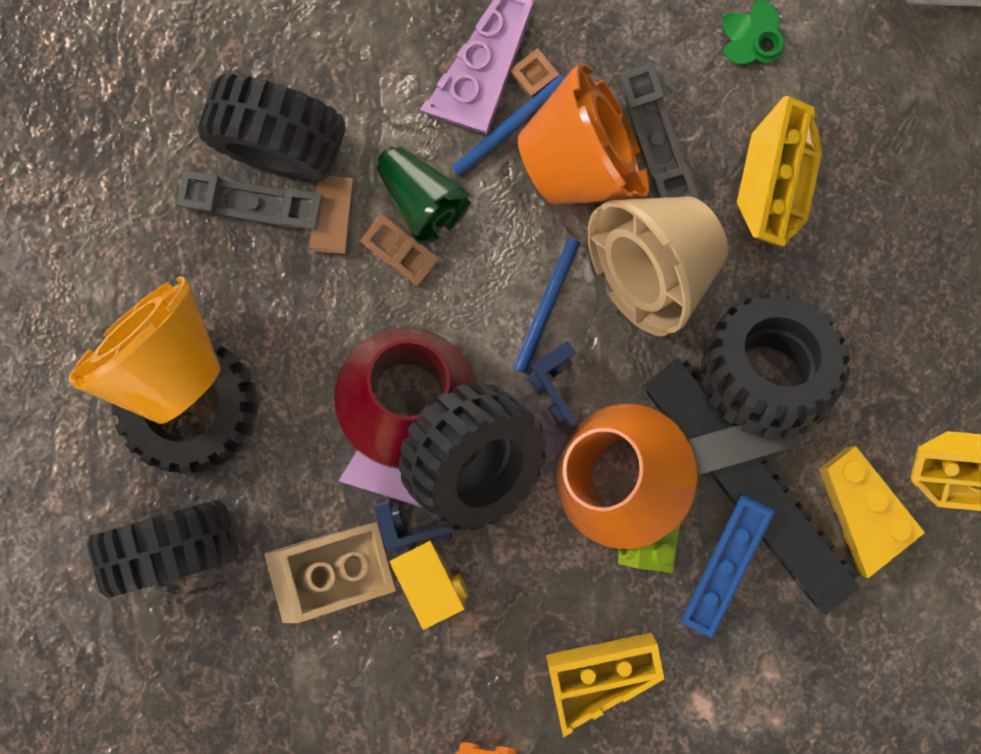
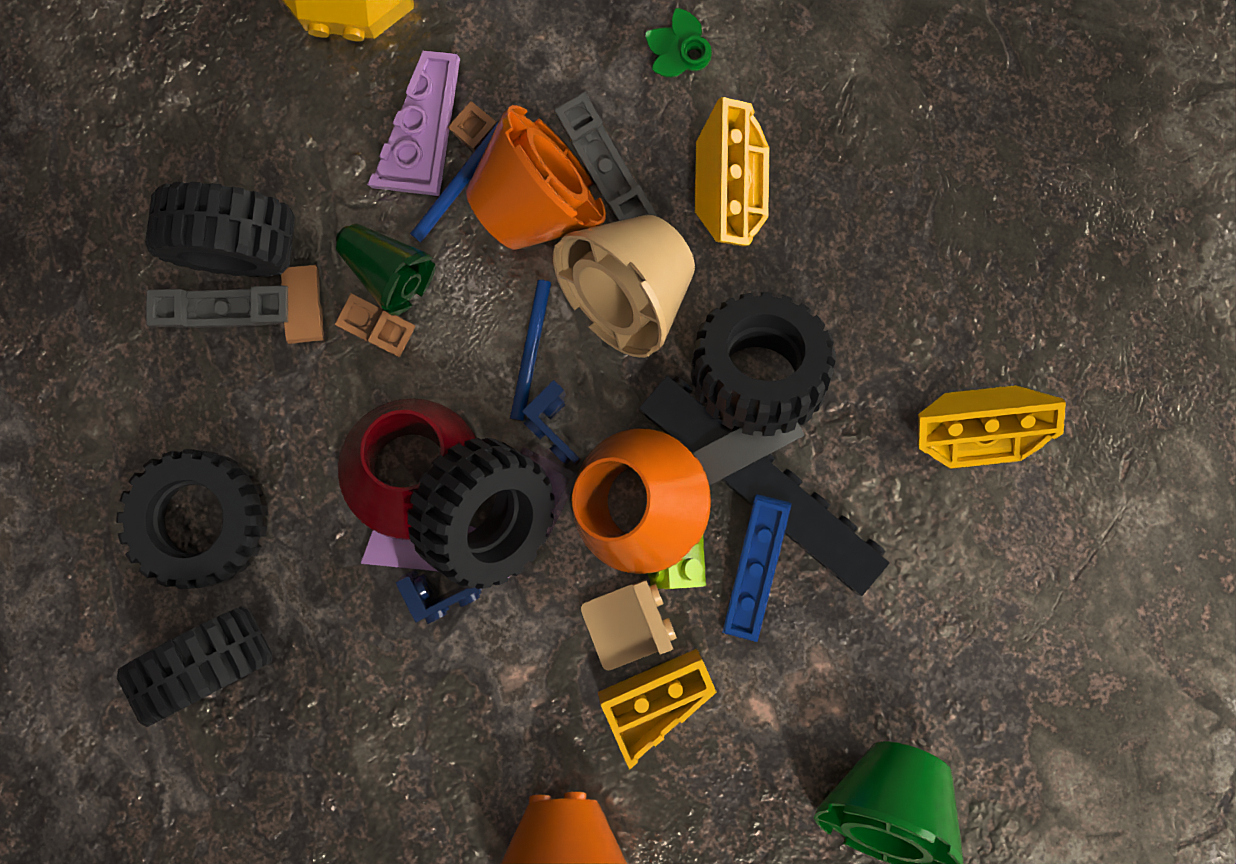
camera: 15 degrees left, 0 degrees up
(152, 357) = (143, 480): light orange cone -> none
(329, 573) = (369, 656): tan slope -> none
(430, 585) = (465, 647): yellow wedge -> none
(589, 595) = (628, 624): none -> tan bracket
(869, 512) = (883, 486): yellow wedge -> none

